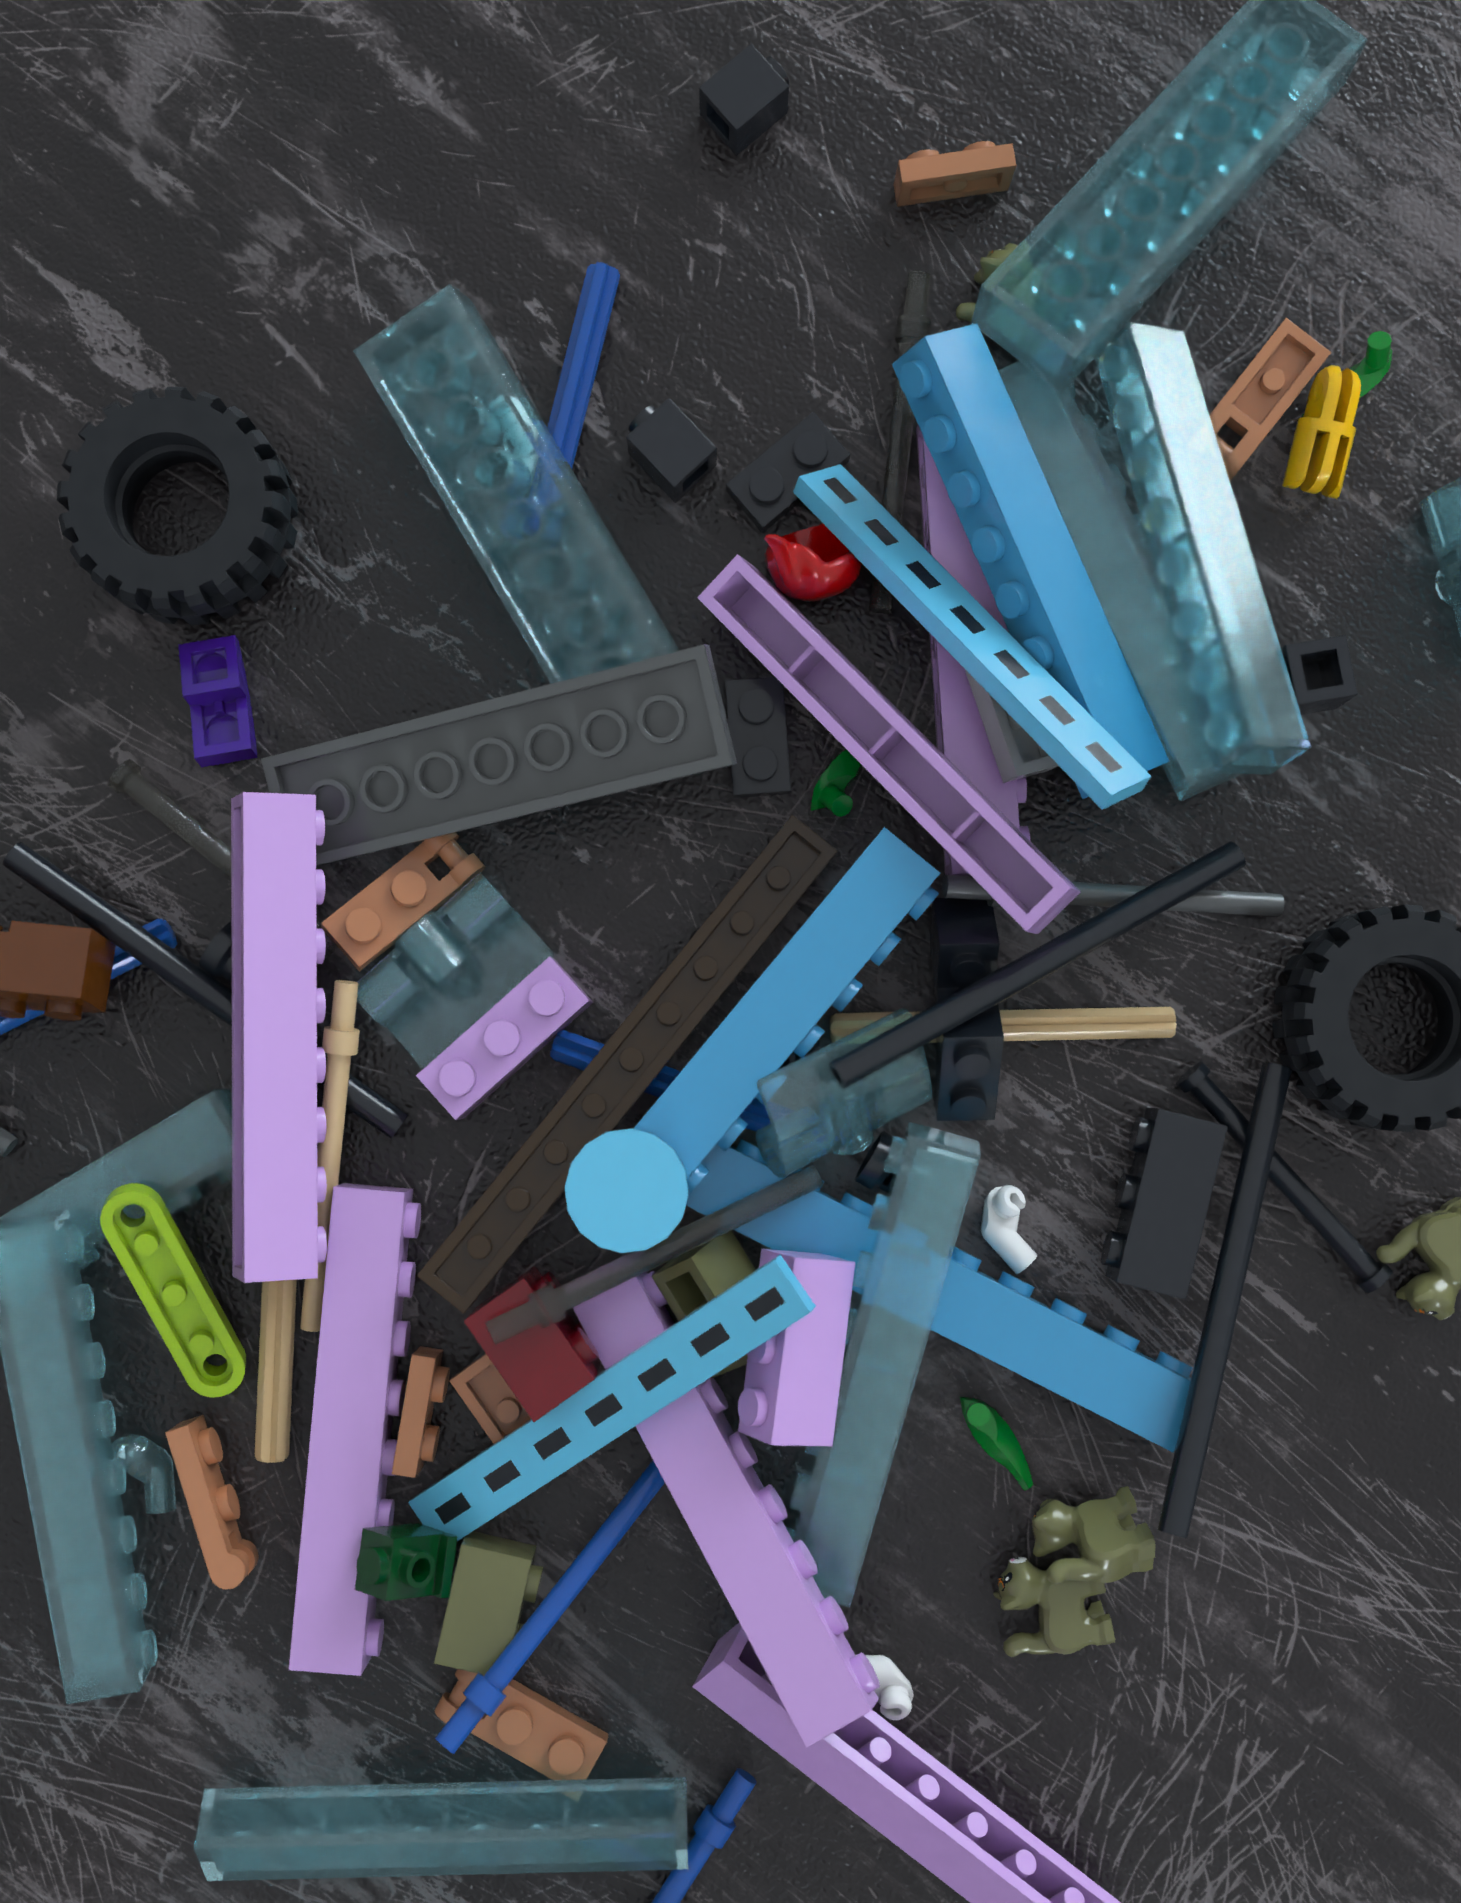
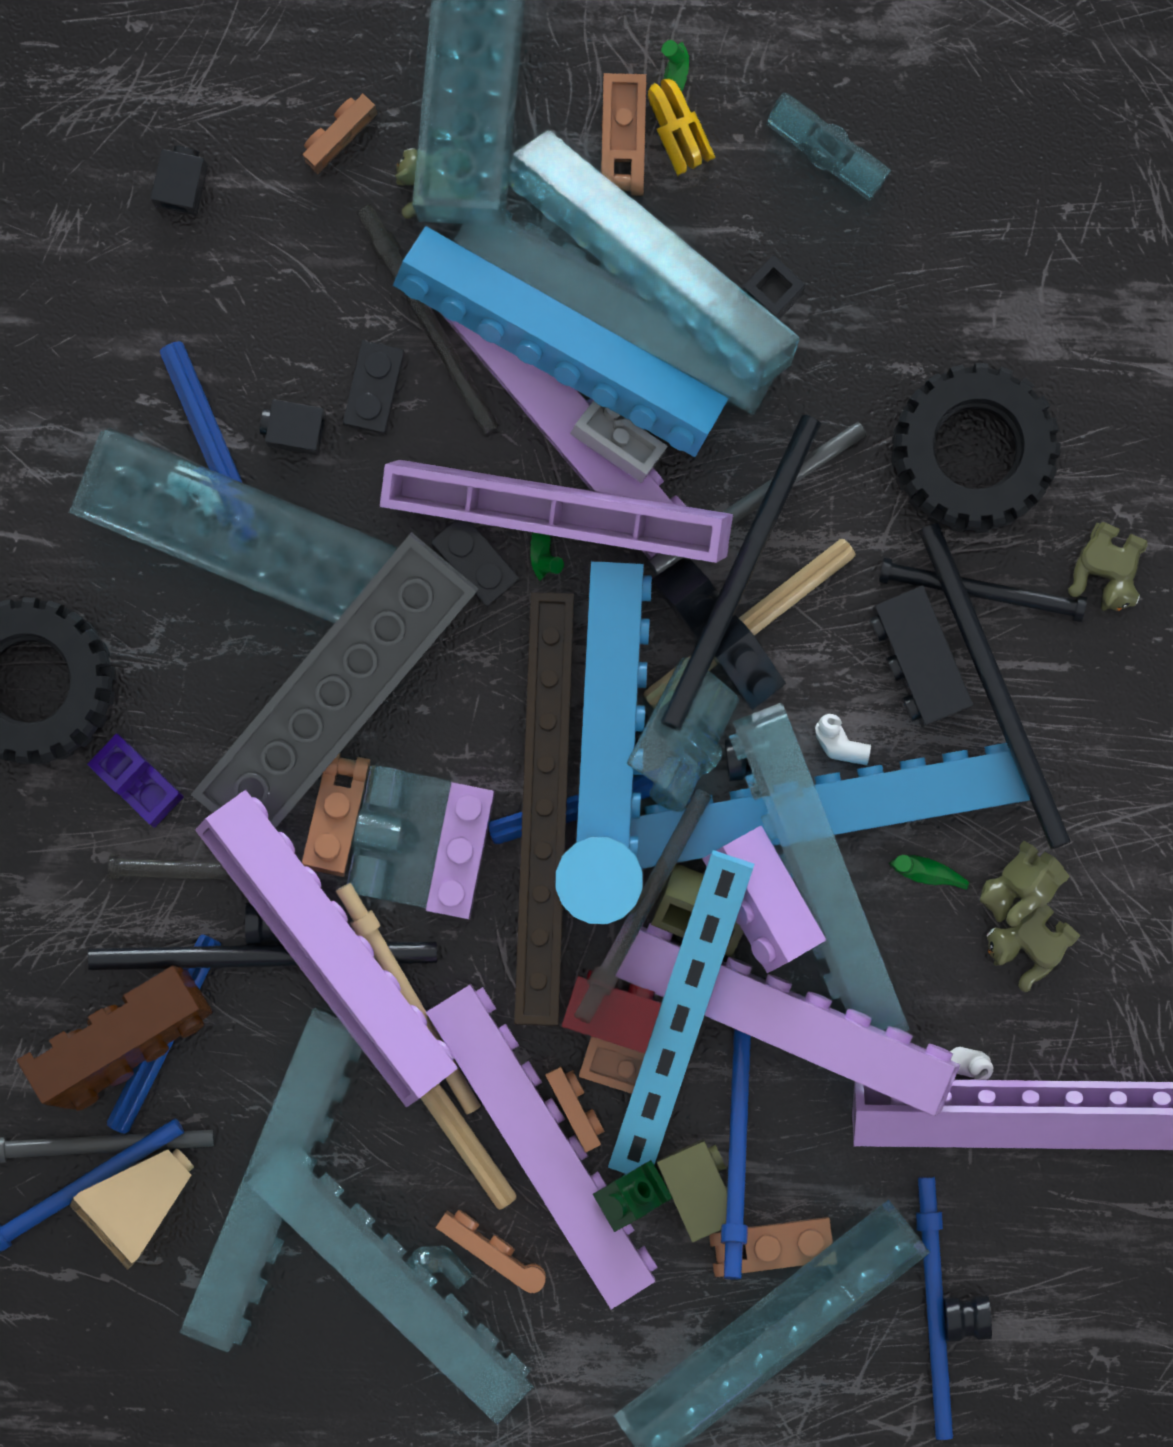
camera: 25 degrees left, 0 degrees up
(173, 1290) = (378, 1142): lime plate -> none
(810, 564) = (430, 429): red hair -> none
(973, 637) = (554, 410): medium azure tile -> none

